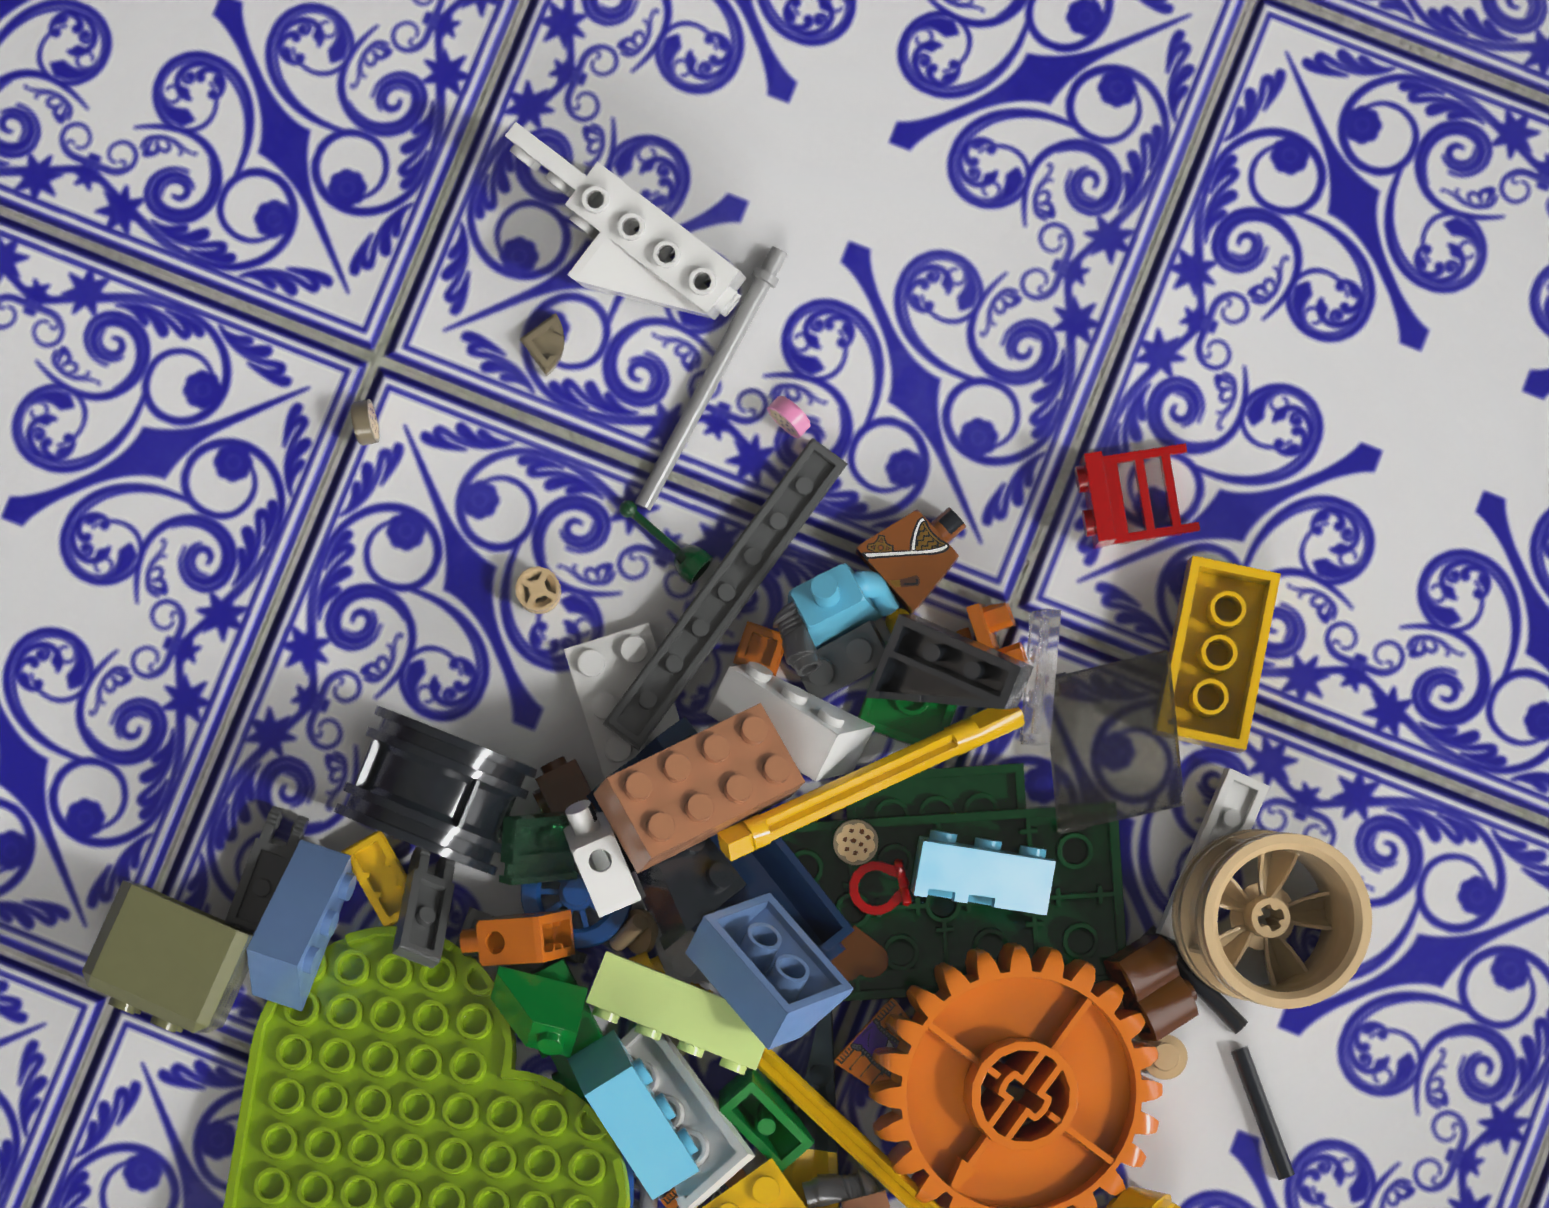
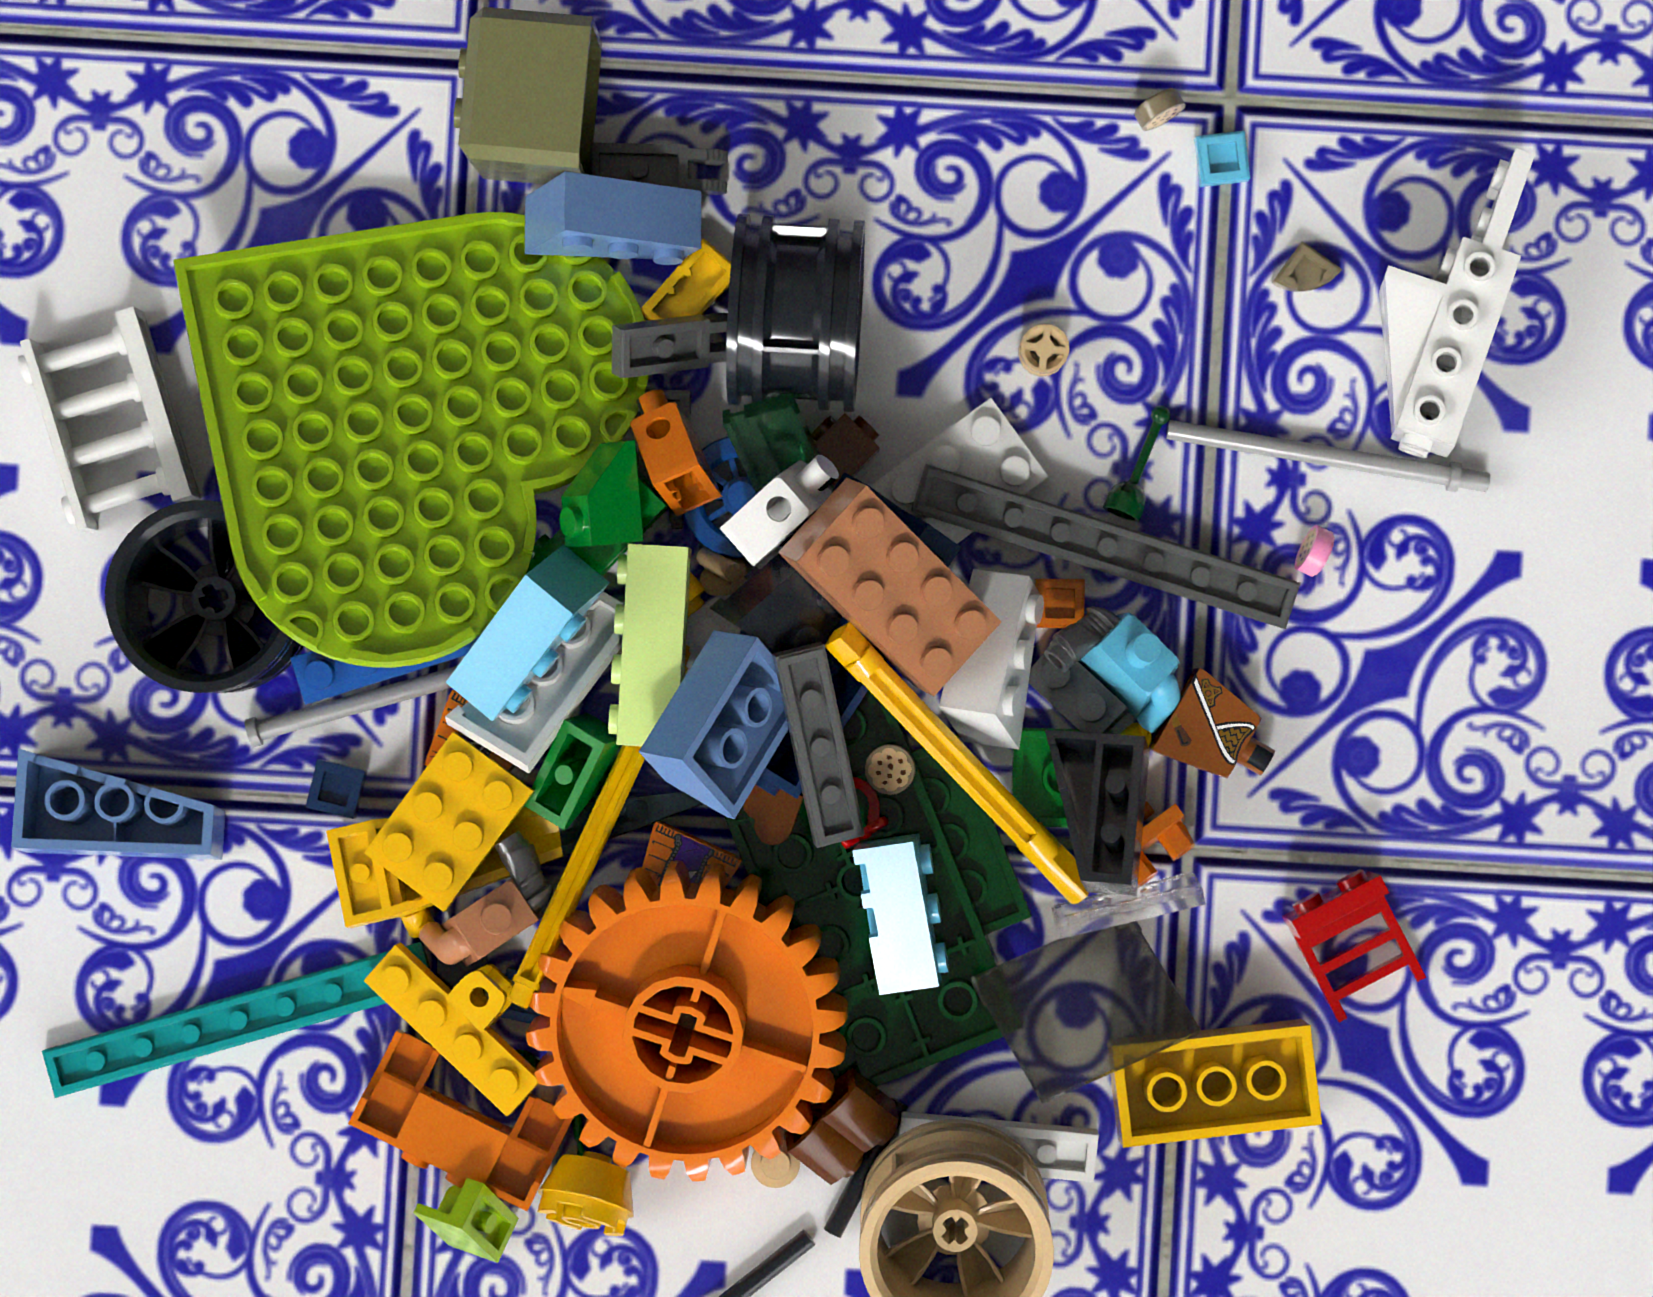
camera: 75 degrees right, 5 degrees up
(425, 383) = (1222, 158): none -> medium azure tile
(813, 895) = (818, 744): none -> dark grey tile

